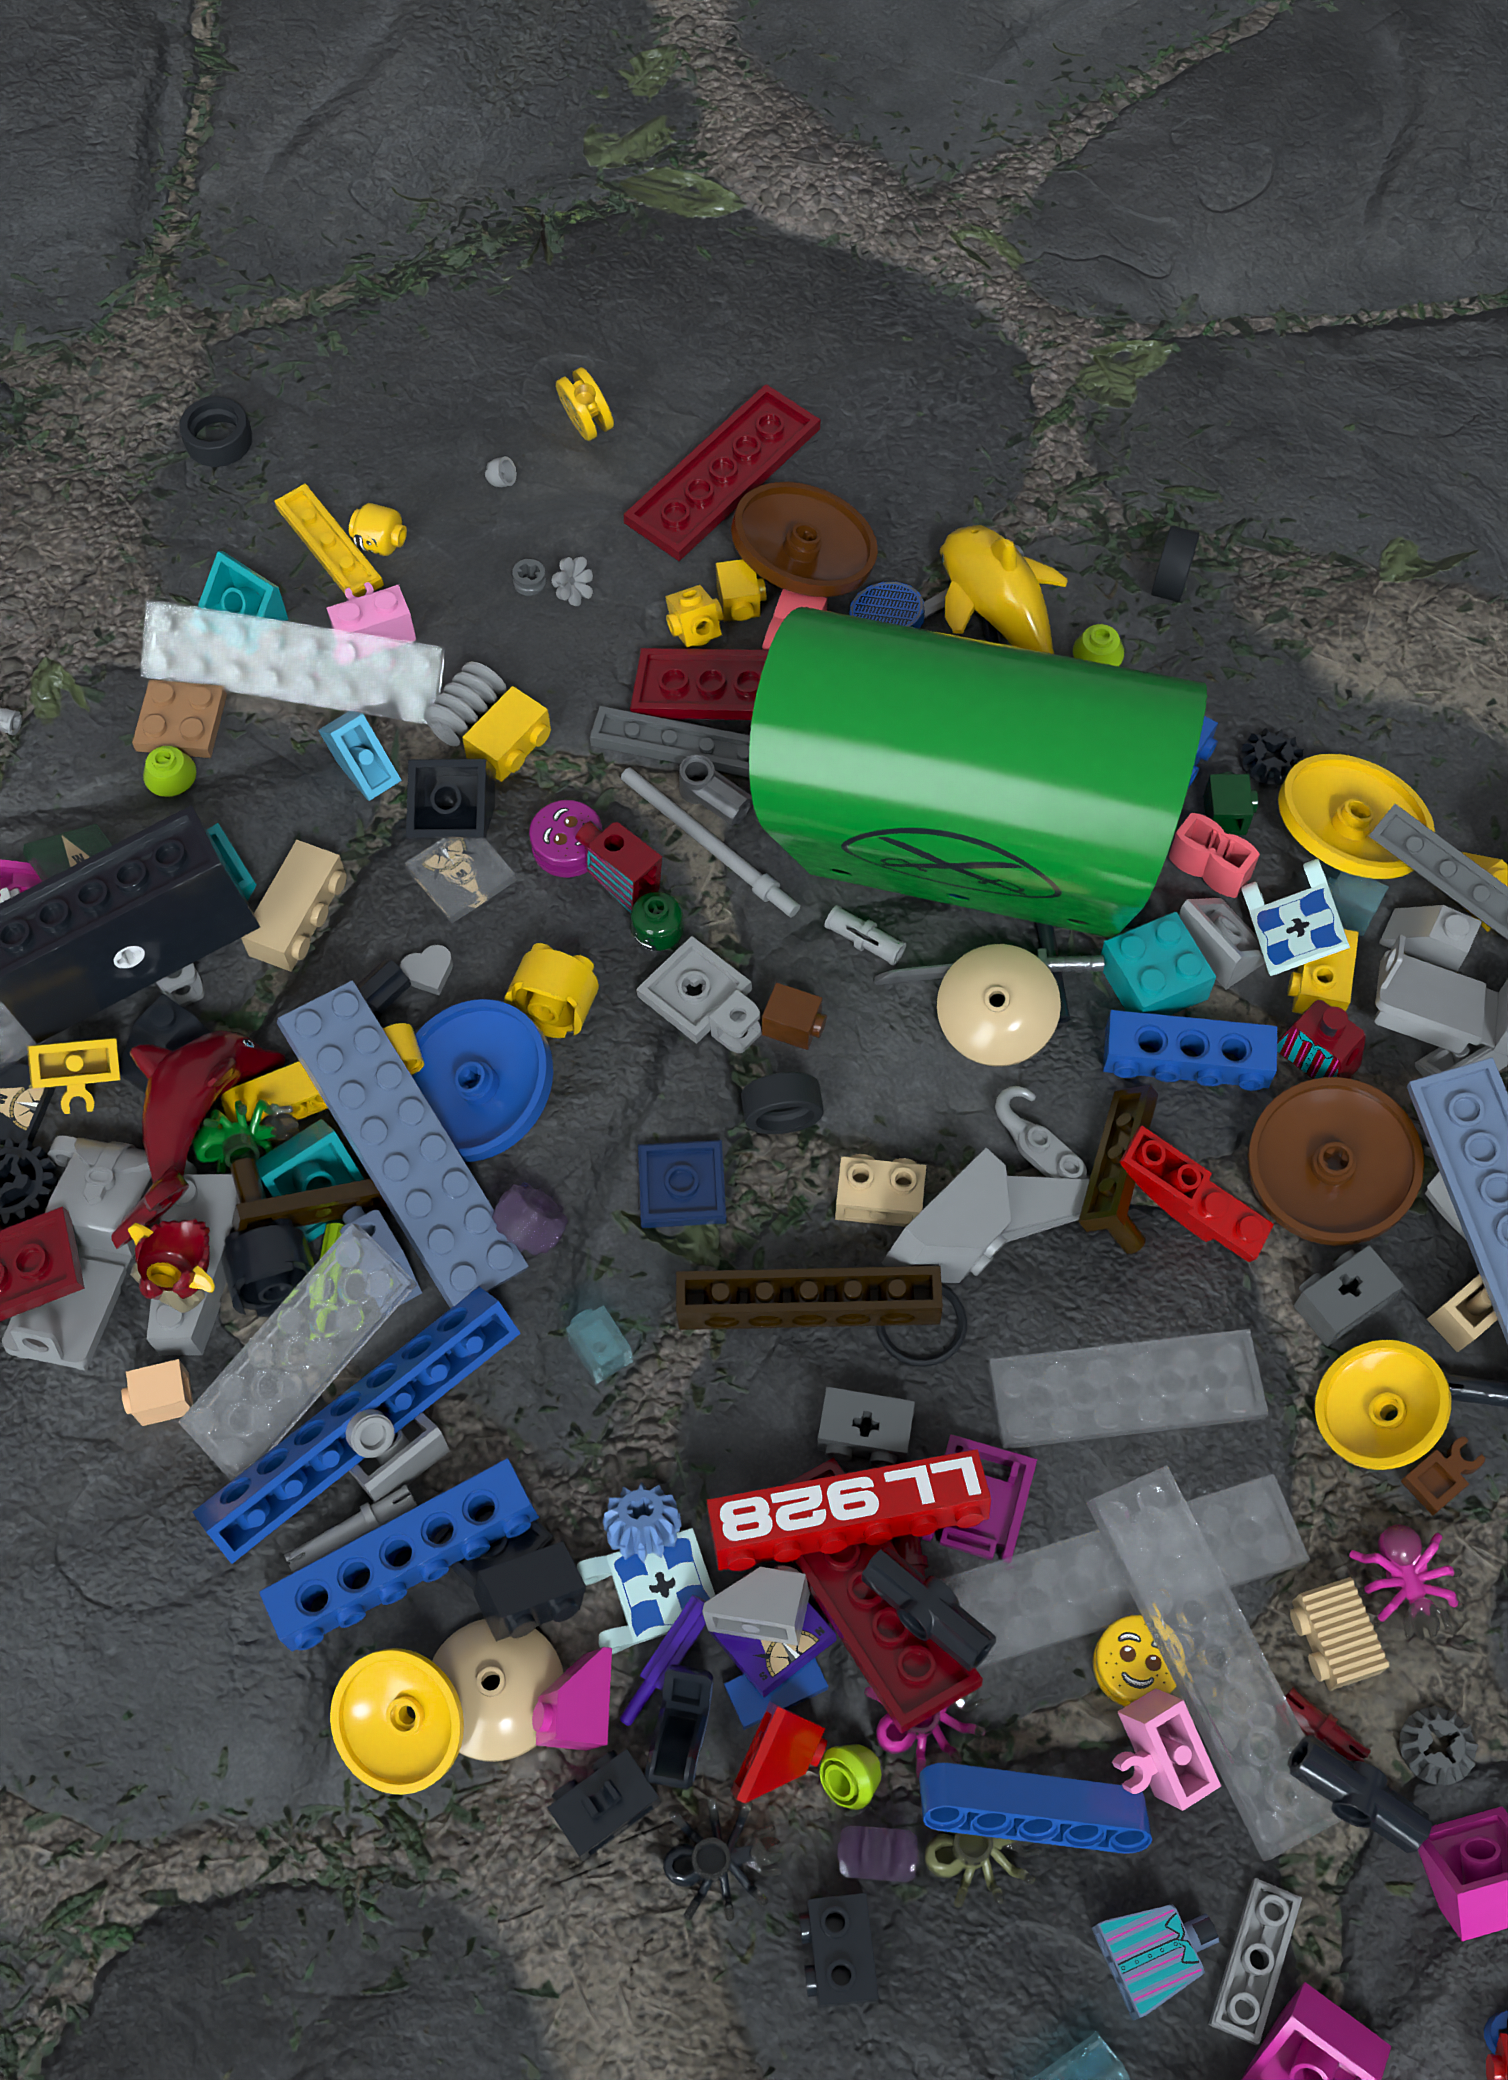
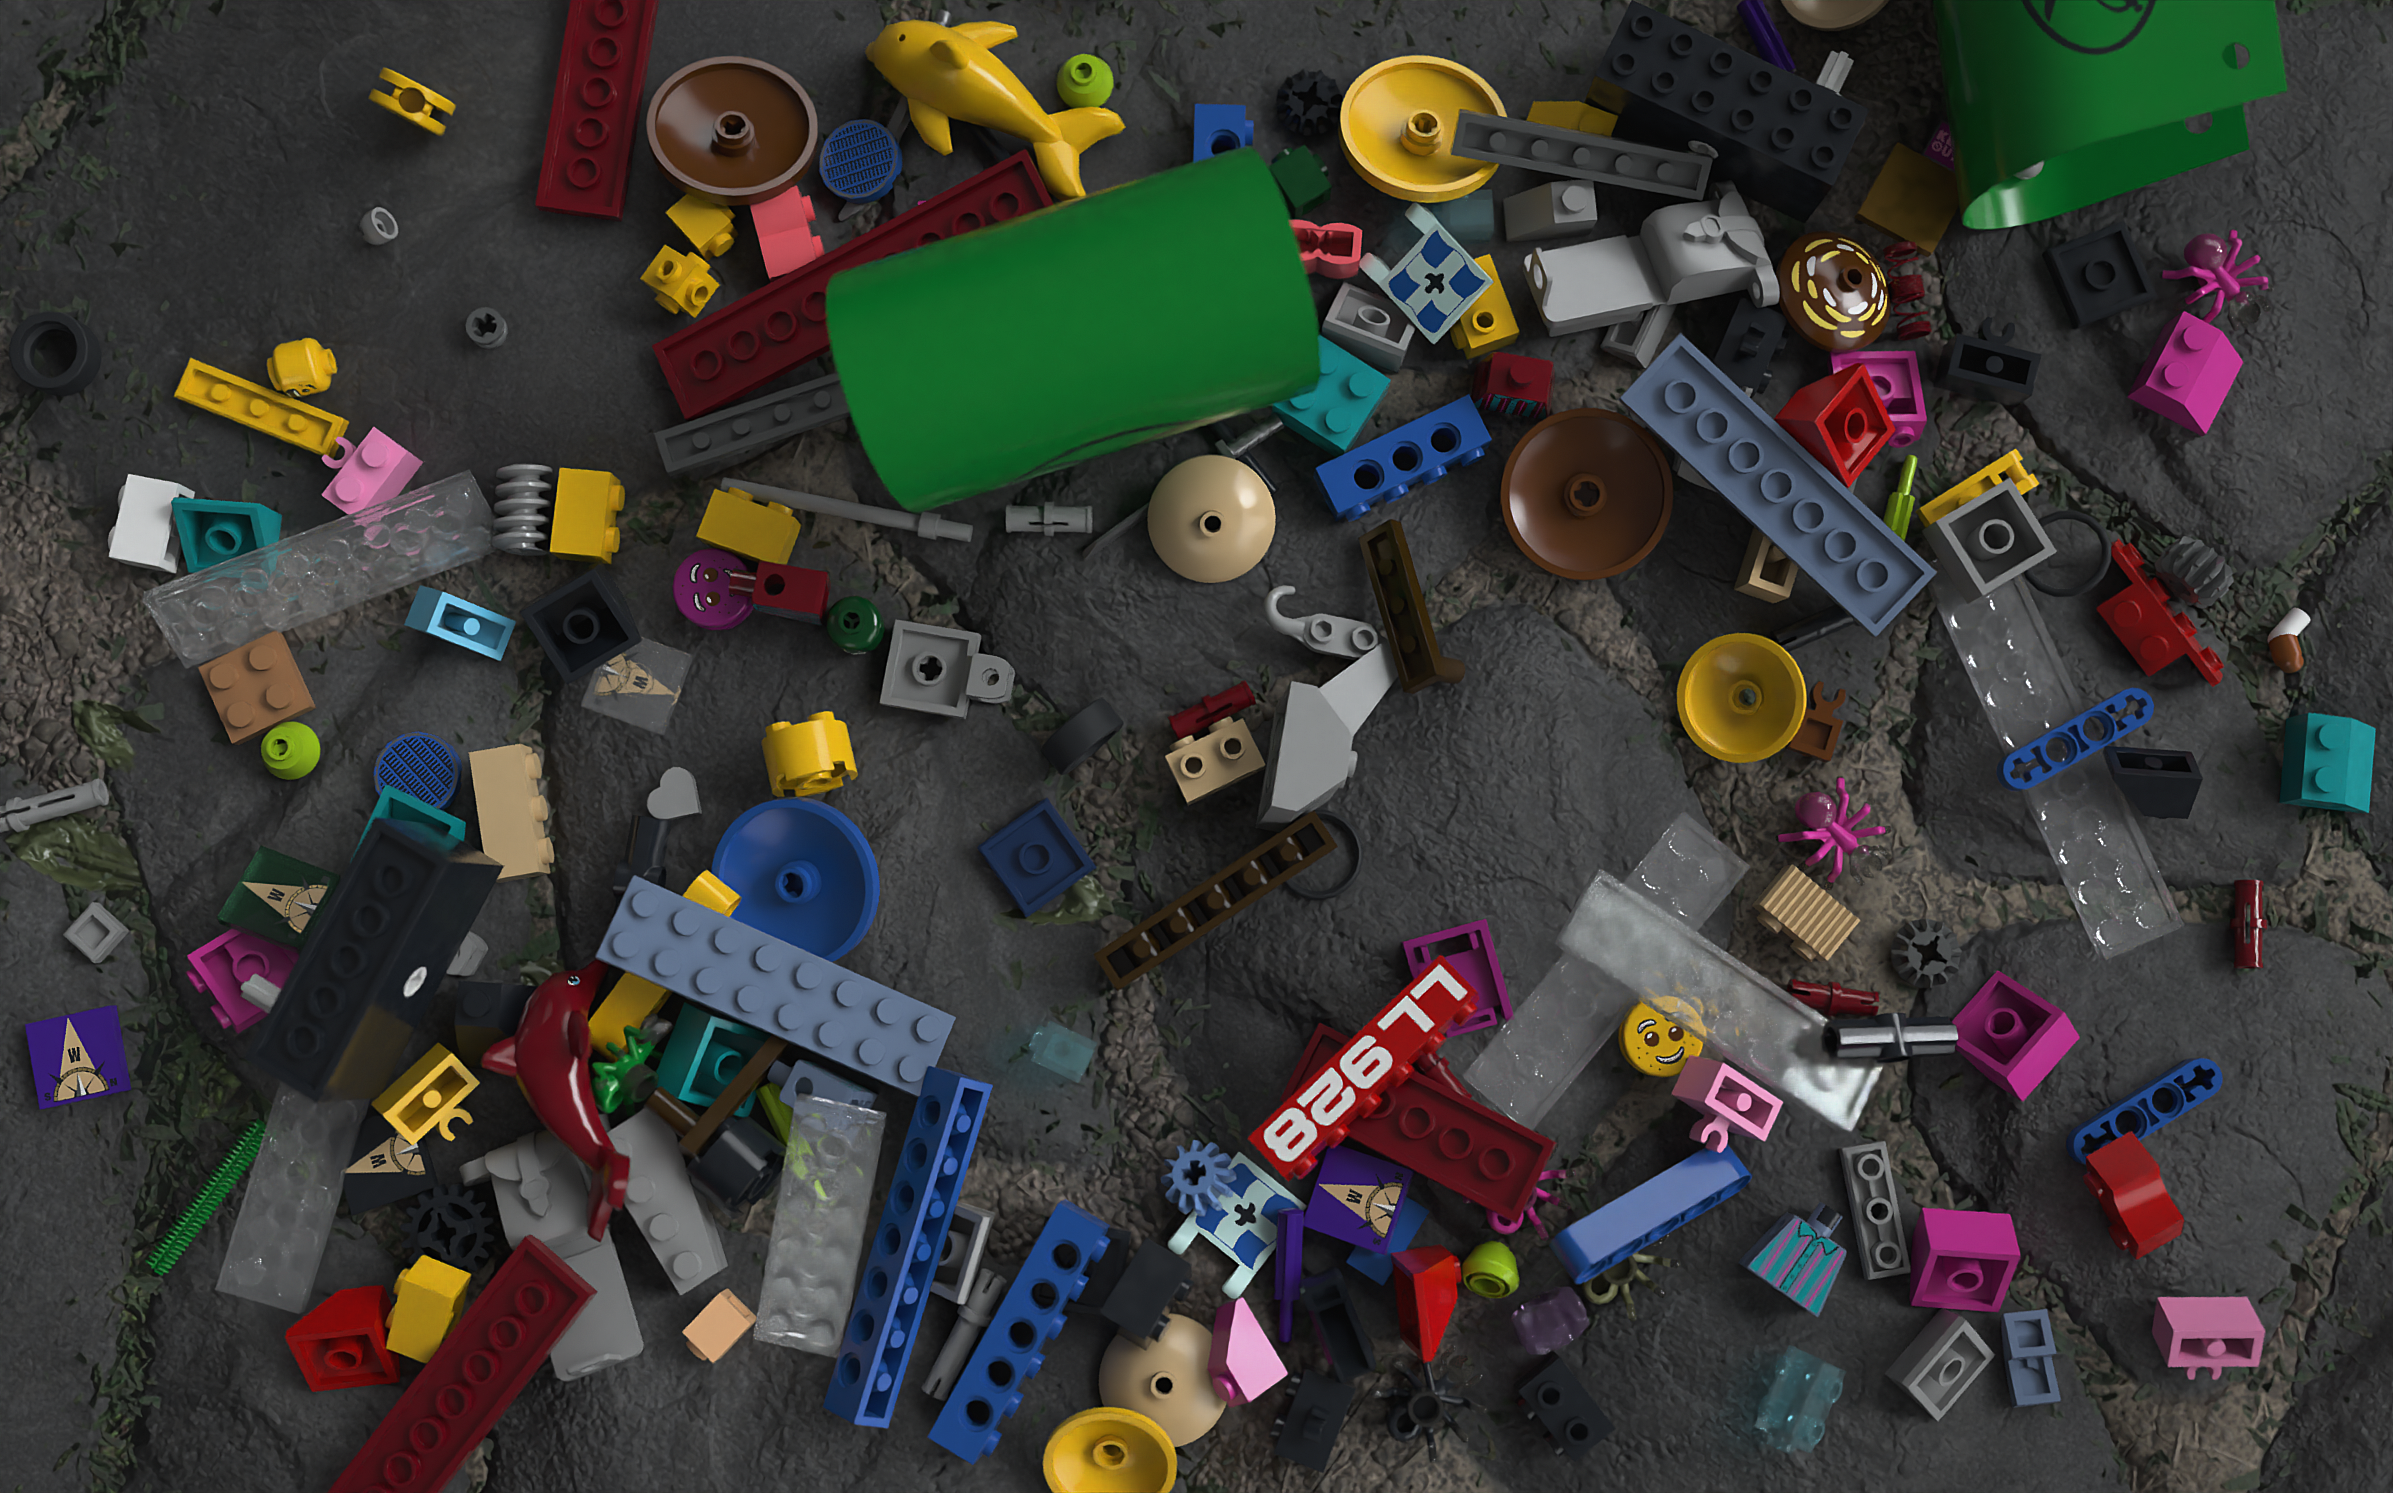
camera: 30 degrees left, 20 degrees up
(173, 1262) = (662, 1227): dark red hair -> none
(184, 569) = (146, 524): none -> white brick
(256, 837) = (420, 767): none -> tile
(370, 1433) = (929, 1255): light grey tile -> none
(530, 1219) = (932, 979): clear purple gear -> none
(572, 580) = (534, 310): light grey plant -> none
(621, 798) = (749, 528): none -> yellow brick
(714, 791) = (823, 457): flat silver piece -> none
(761, 1606) = (1343, 1187): light grey slope -> none
(793, 1016) = (1037, 641): reddish brown brick -> none
(846, 1412) = (1346, 960): dark grey brick -> none
(928, 1608) = (1480, 1114): black piece -> none
(933, 1154) = (1212, 710): none -> dark red pin
(1127, 1389) = (1523, 809): clear plate -> none
(1191, 1198) = (1487, 604): red slope -> none
(1370, 1289) = (1676, 593): dark grey brick -> none

